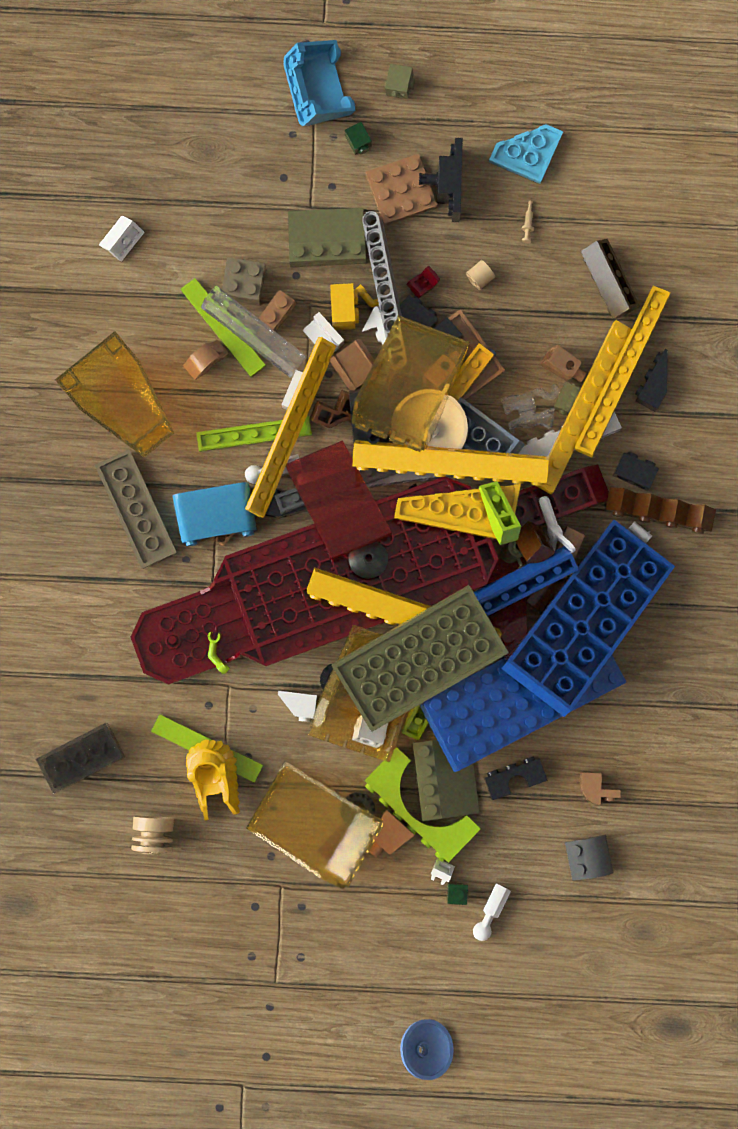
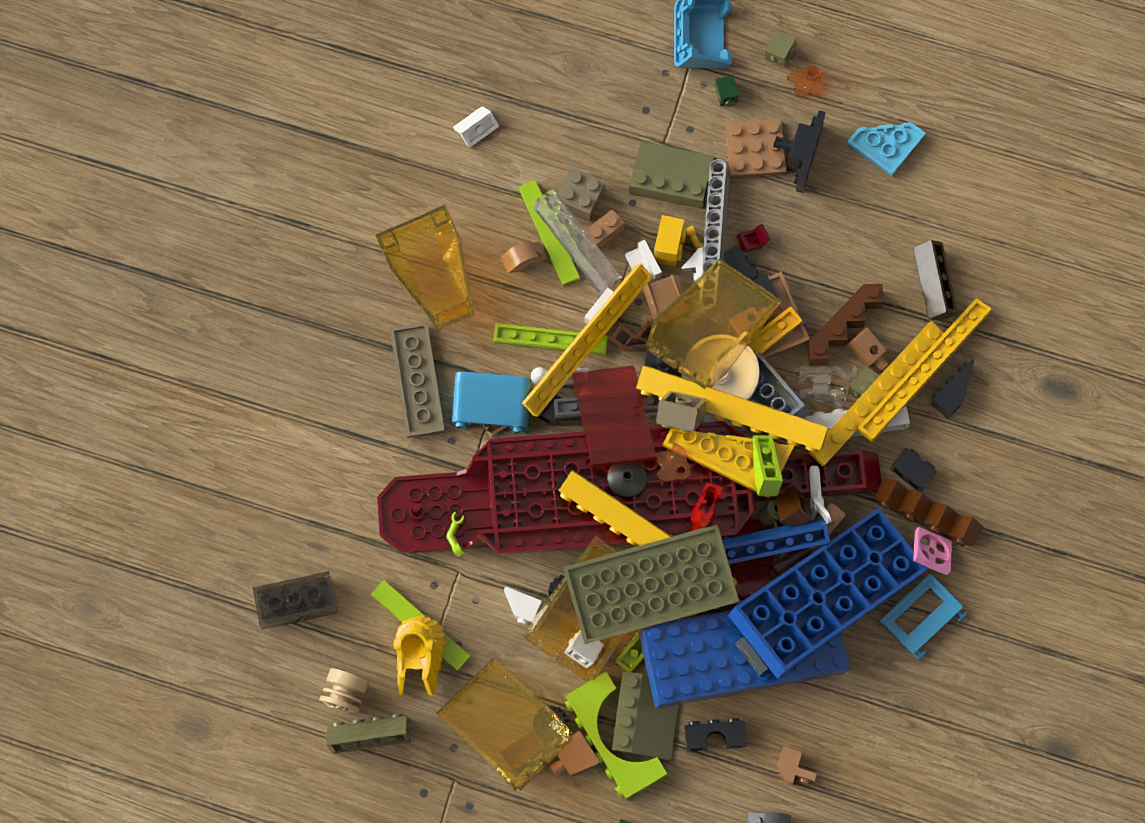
camera: 20 degrees right, 10 degrees down
(187, 867) = (368, 734): none -> olive slope
(403, 480) = (681, 411): none -> dark tan brick
(406, 534) = (671, 461): none -> clear orange plate
(431, 110) = (805, 83): none -> clear orange plate
(442, 870) = (618, 806): white tile -> none
(453, 571) = (706, 506): none -> red animal
(480, 275) = (810, 245): tan piece -> none
(527, 228) = (868, 213): tan piece -> none
(533, 700) = (751, 656): none -> dark grey tile
(538, 334) = (848, 316): none -> reddish brown brick
(640, 532) = (902, 529): white pin -> none
(675, 559) = (920, 548): none -> bright pink piece
(690, 617) = (932, 624): none -> dark azure piece

